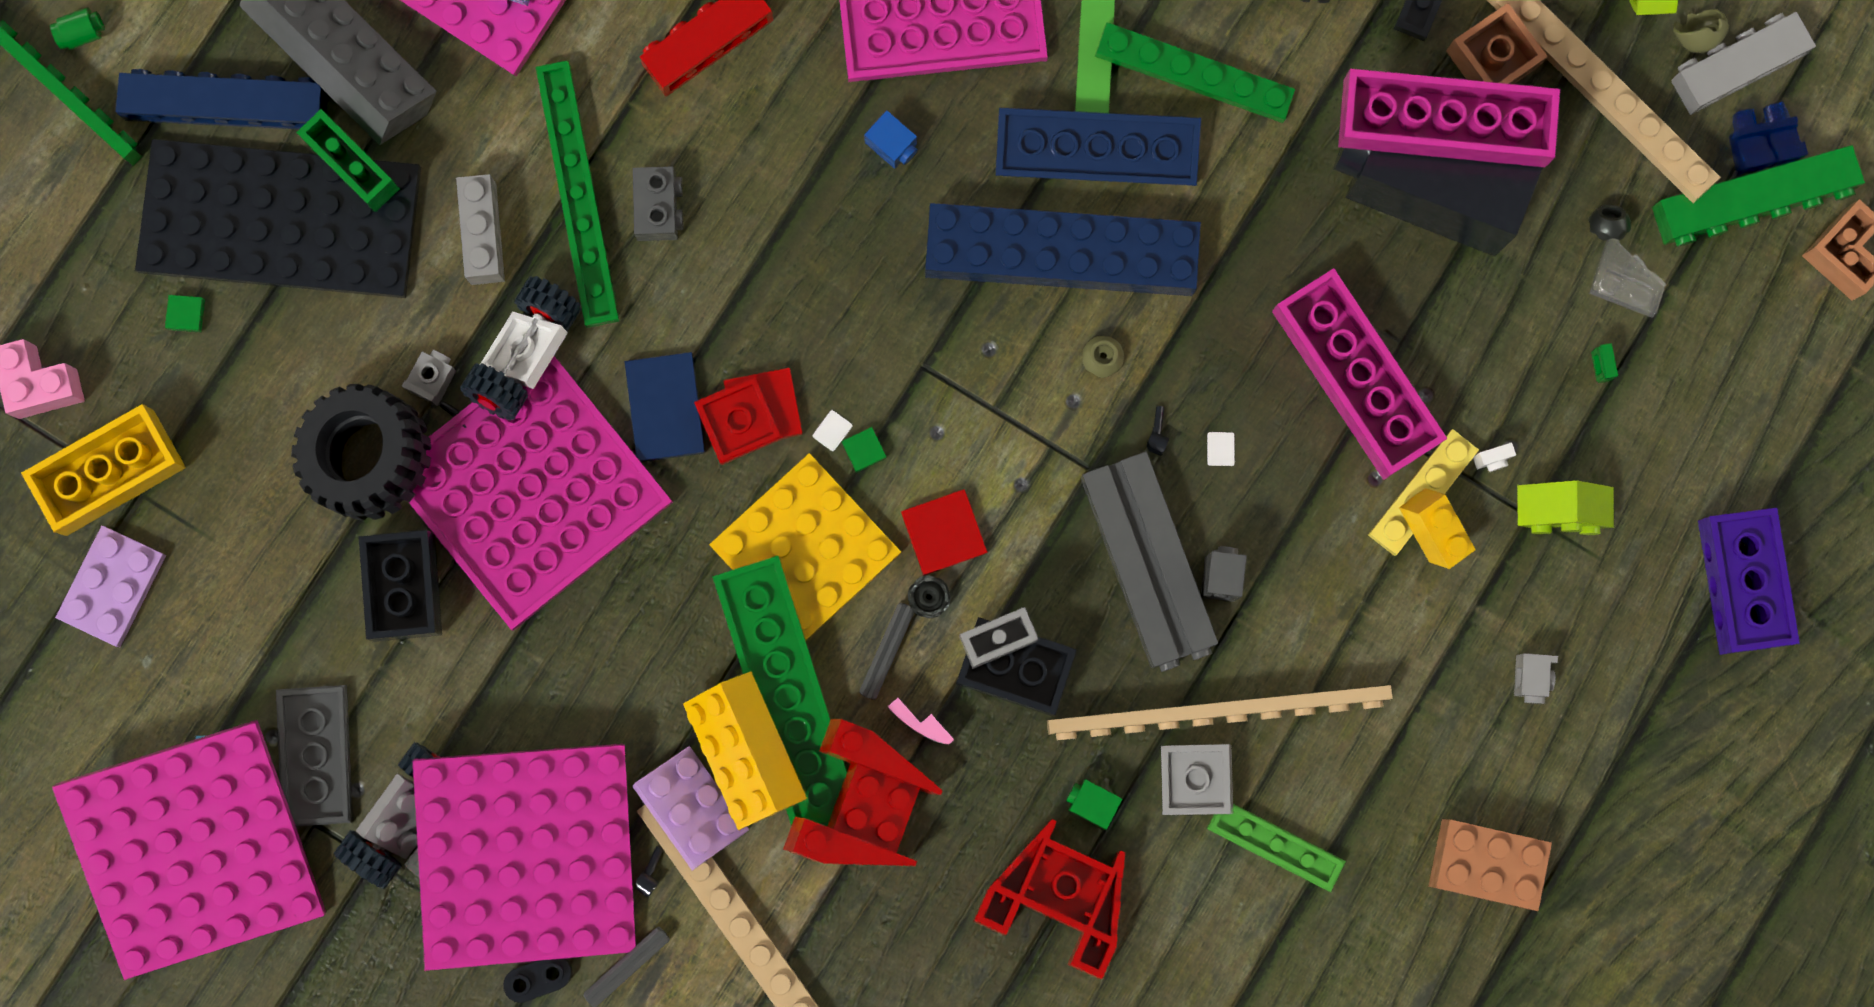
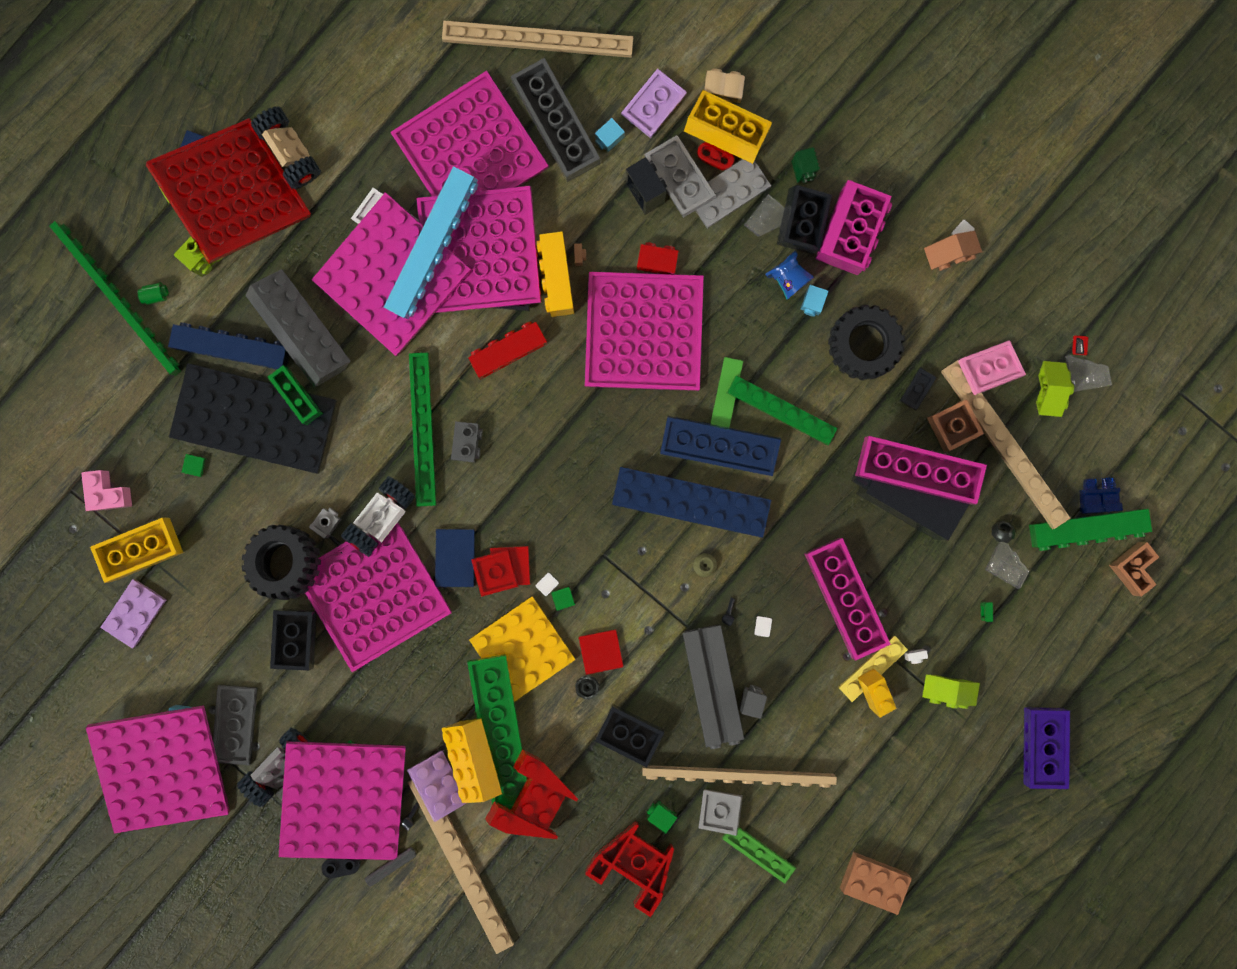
camera: 10 degrees right, 5 degrees up
(480, 229) = (365, 442): light grey brick -> none
(886, 651) = (559, 713): dark grey axle -> none
(891, 140) = (604, 425): blue brick -> none
(928, 728) = (575, 760): bright pink slope -> none
(998, 637) = (621, 723): light grey brick -> none
(1534, 677) = (917, 782): light grey brick -> none
(1702, 30) = (1074, 429): olive hair -> none
(1743, 62) = (1095, 450): light grey brick -> none

